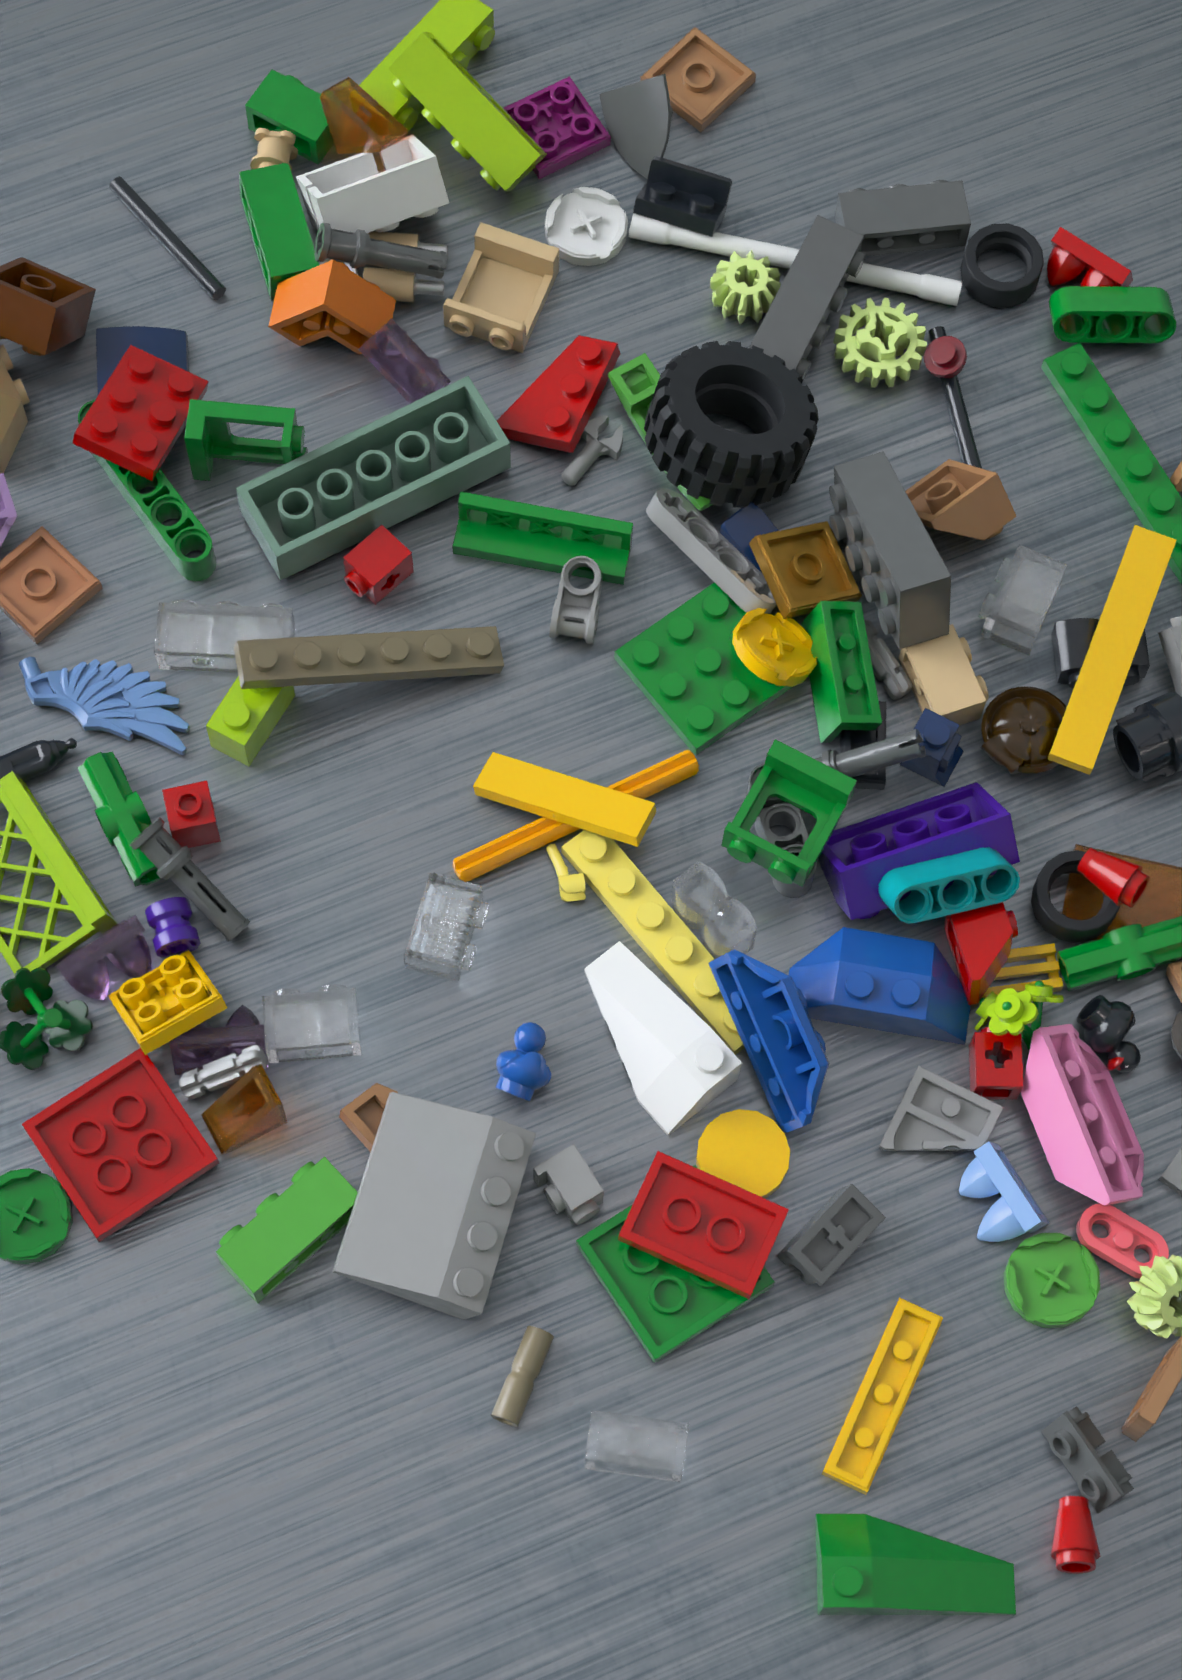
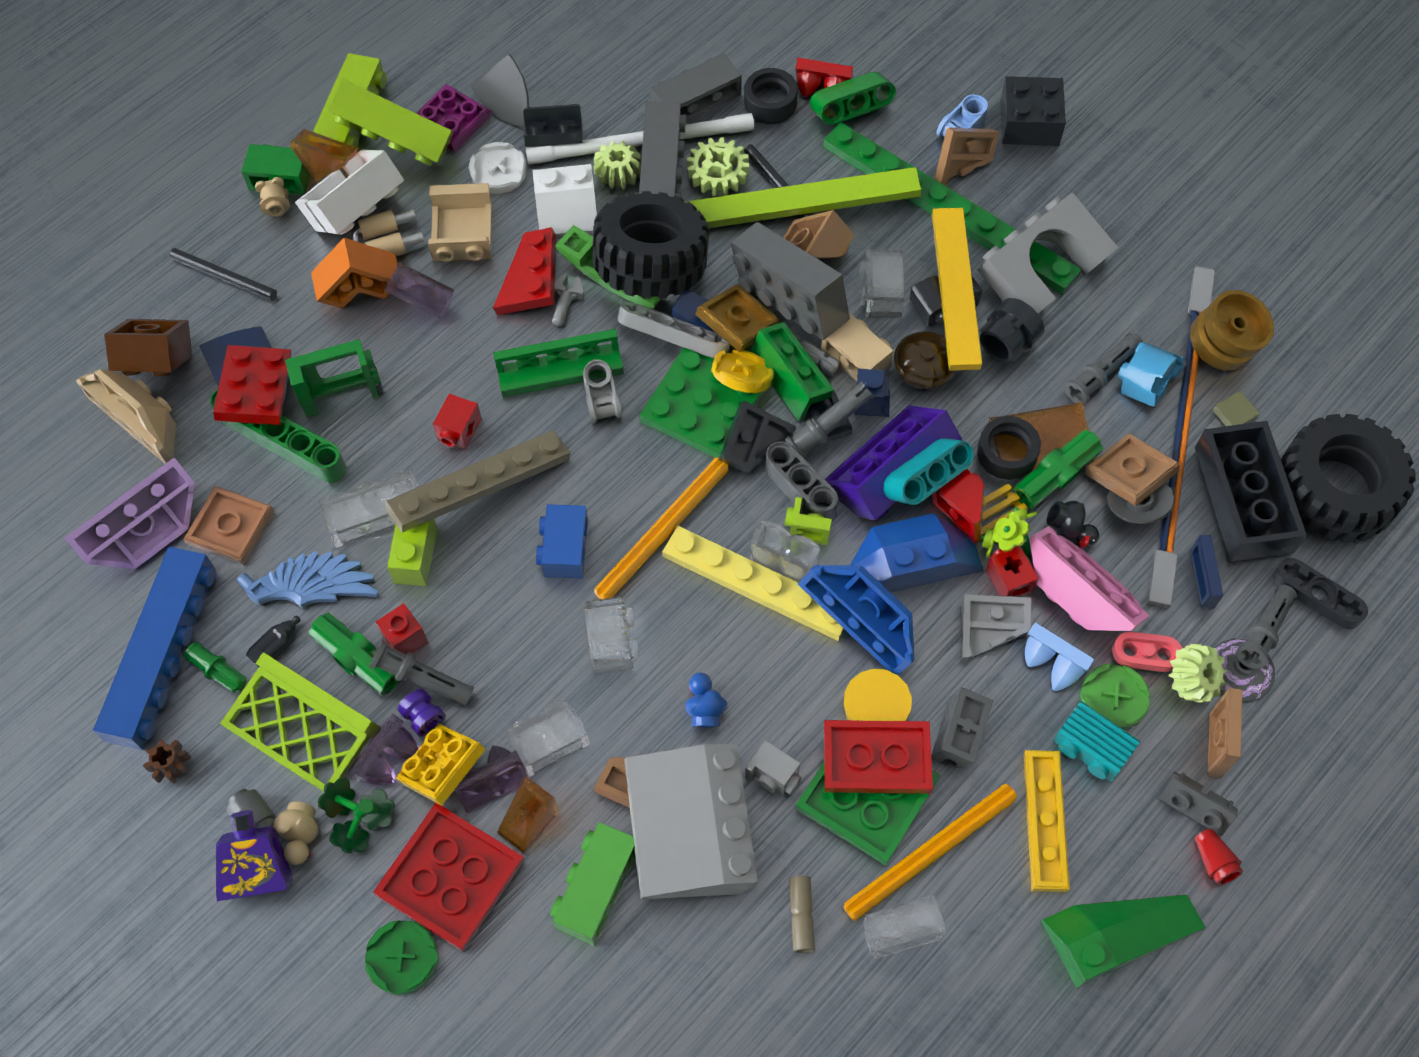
camera: 20 degrees left, 5 degrees down
(221, 1072) = (499, 795): light grey axle -> none
(276, 223) = (293, 237): green panel -> none
(361, 249) = (358, 227): dark grey pin -> none
(374, 477) = (429, 366): sand green brick -> none
(441, 781) = (563, 541): none -> blue brick
(565, 799) = (651, 519): yellow tile -> none
(570, 886) = (680, 575): light yellow hand -> none
(653, 310) = (565, 198): none -> white slope
(664, 1045) = (791, 650): white wedge -> none
(701, 78) = (533, 54): medium nougat tile -> none
(718, 1370) = (929, 852): none -> light orange axle
(743, 740) = (751, 435): none -> black wing
(761, 893) = (810, 526): none -> lime bracket
(803, 784) = (806, 445): green window -> none
(945, 357) = (763, 159): dark red plate -> none
(977, 436) = (809, 197): none -> lime tile
(993, 1326) = (1095, 742): none -> teal brick
(1115, 877) = (1031, 423): red cone -> none

